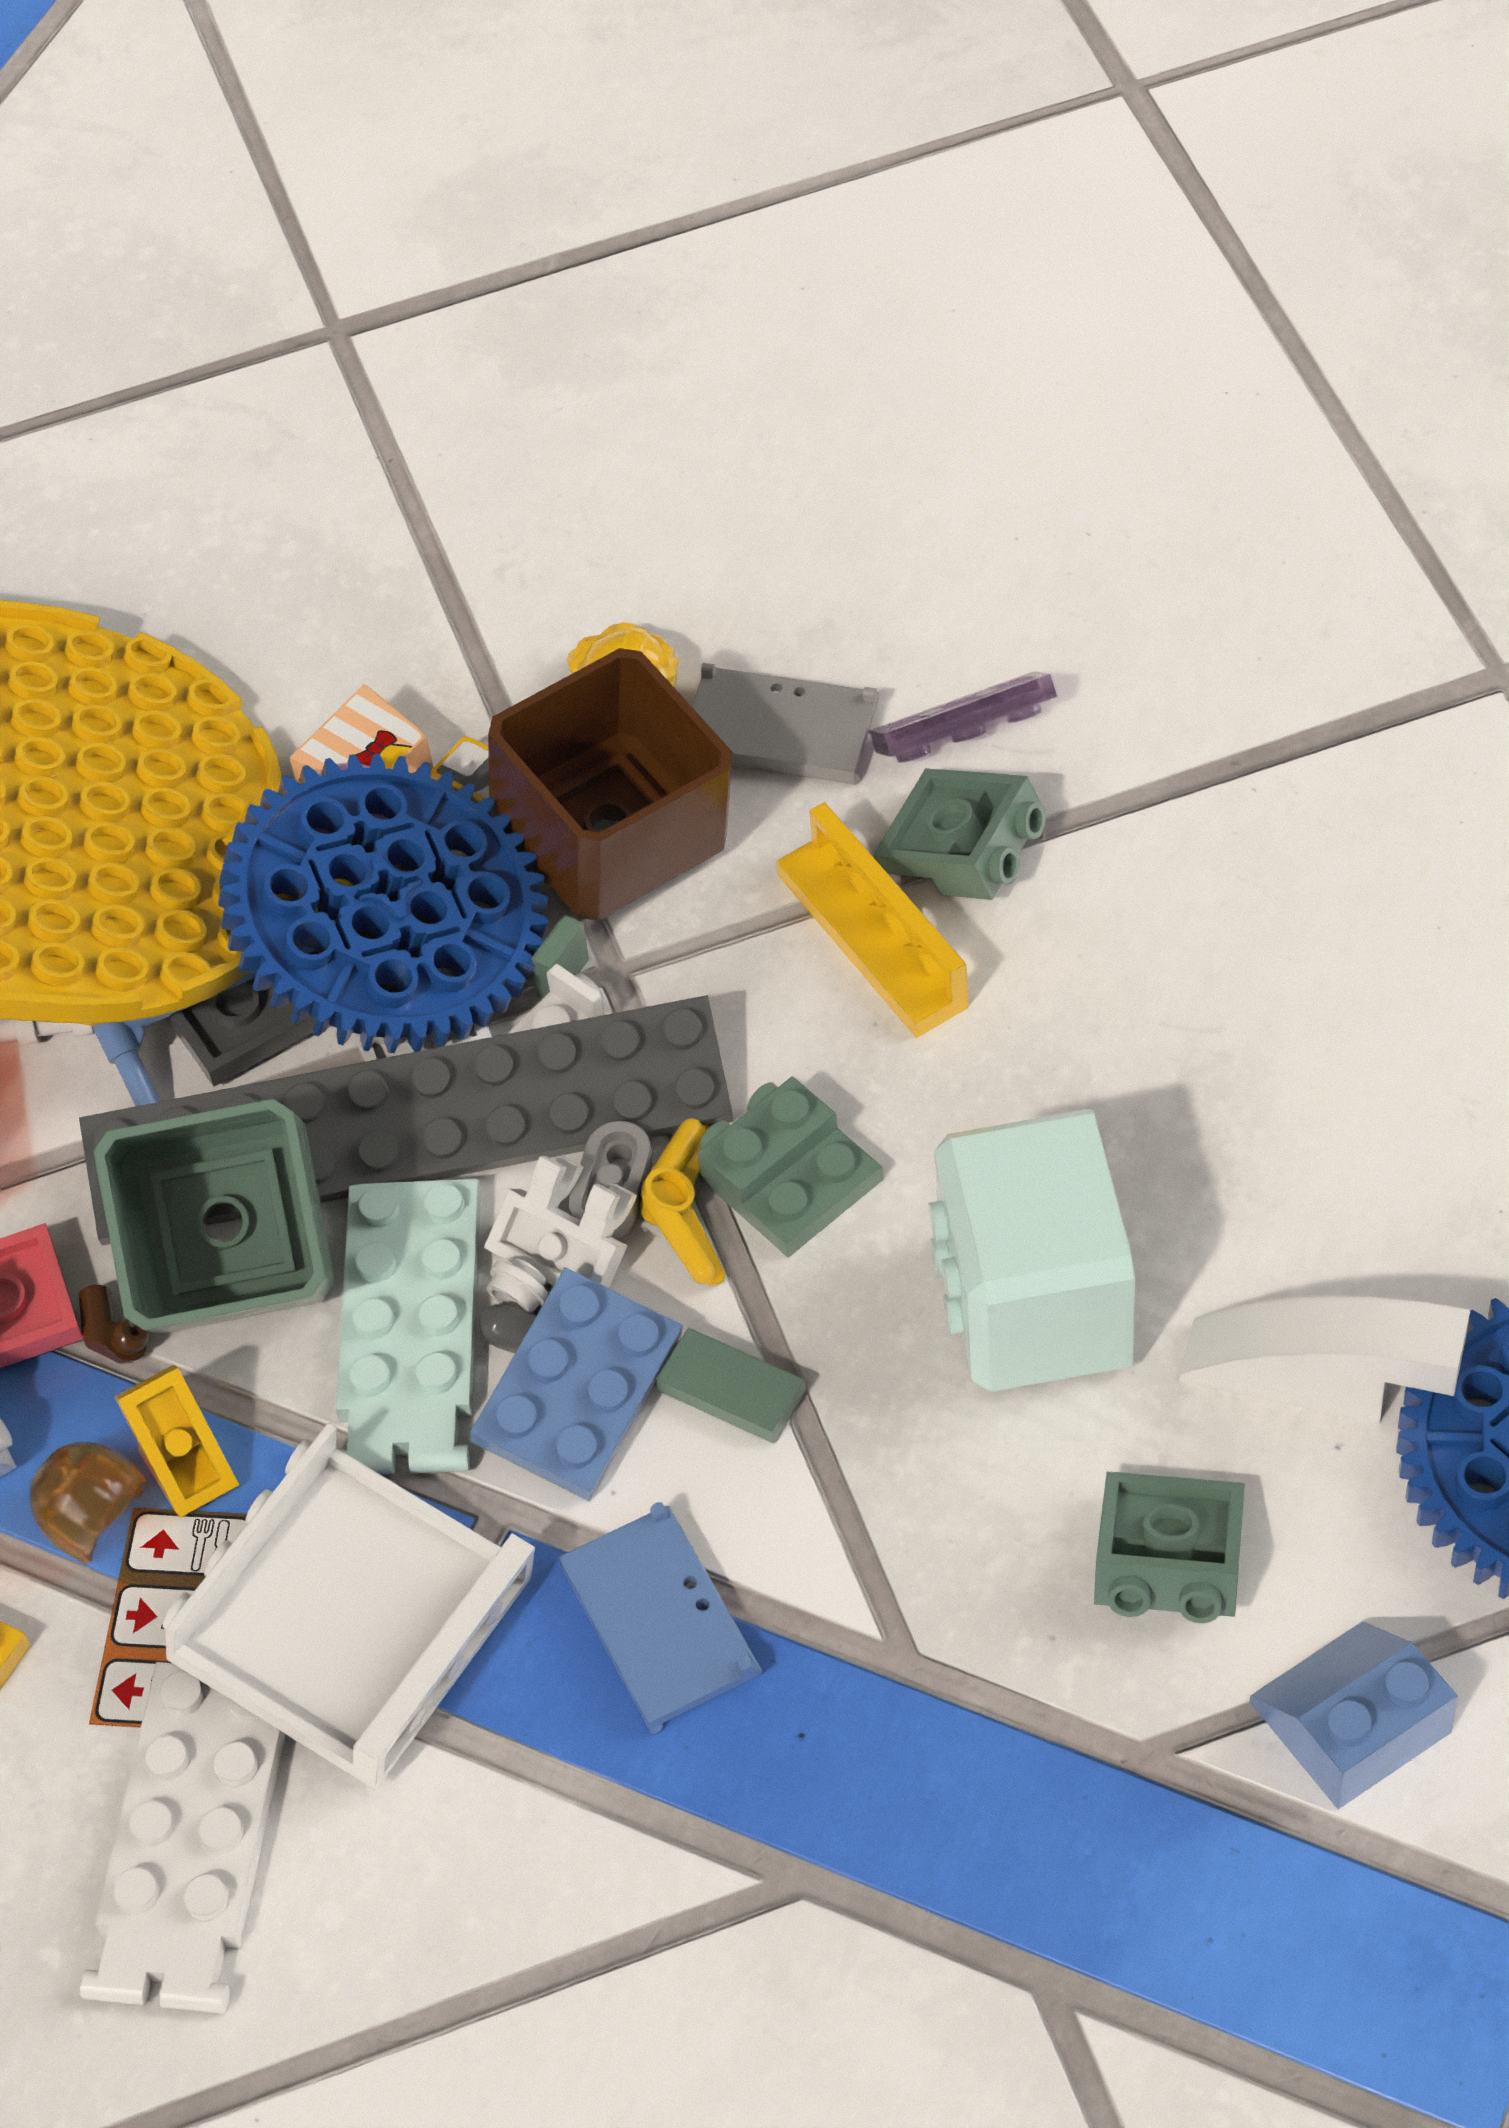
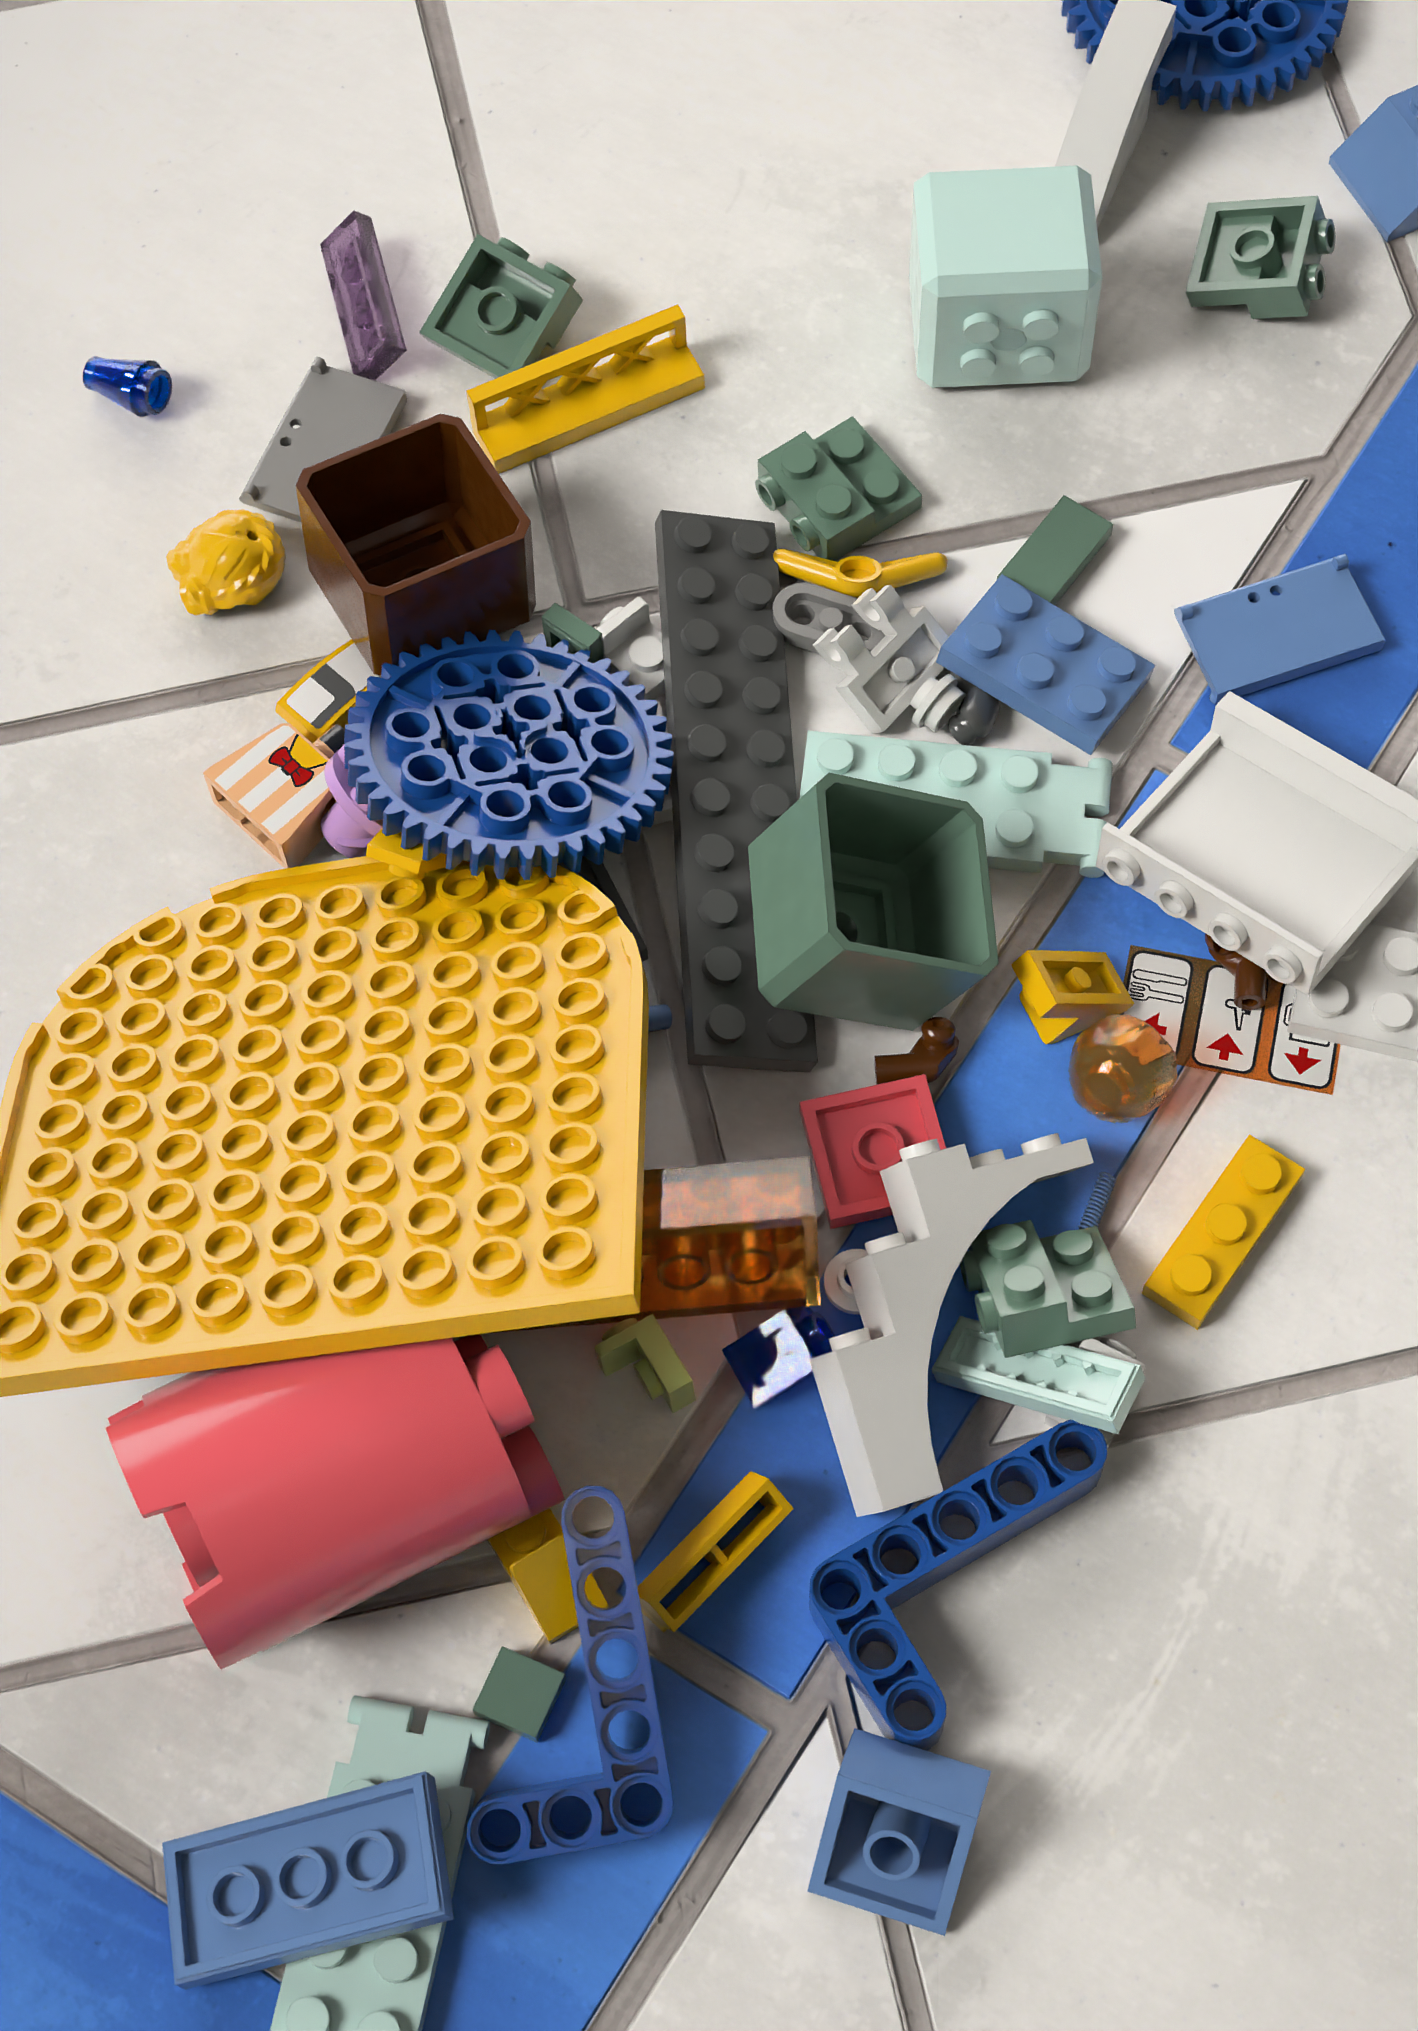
camera: 85 degrees left, 10 degrees up
(825, 556) = (131, 383): none -> clear blue cone

